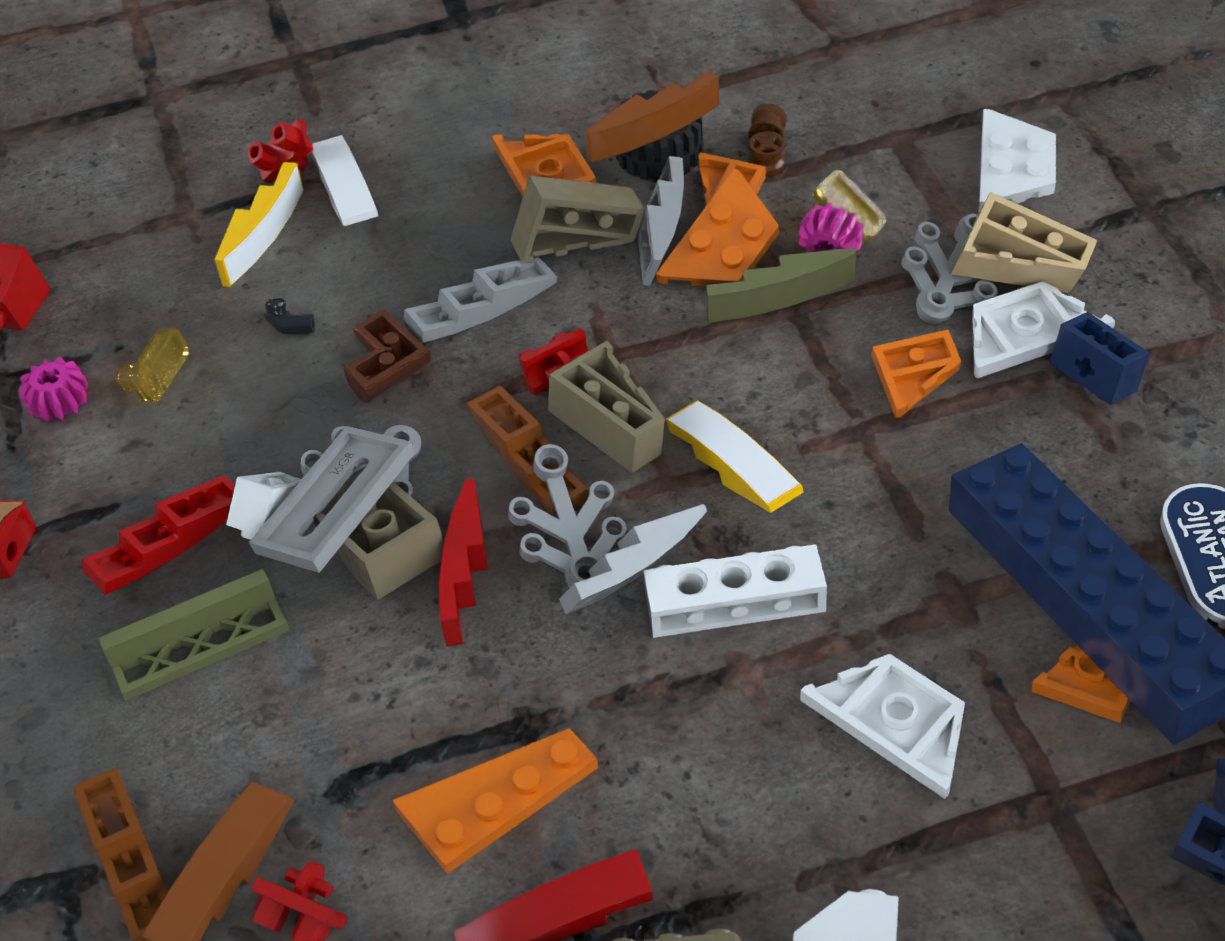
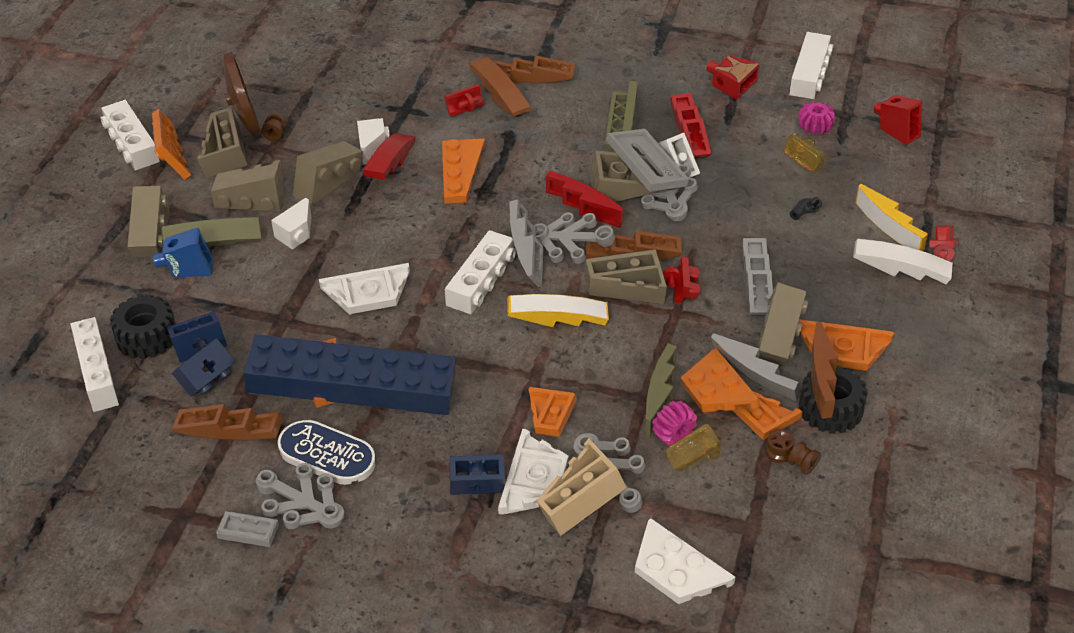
camera: 120 degrees right, 5 degrees down
(391, 357) = (738, 227): copper brick -> none

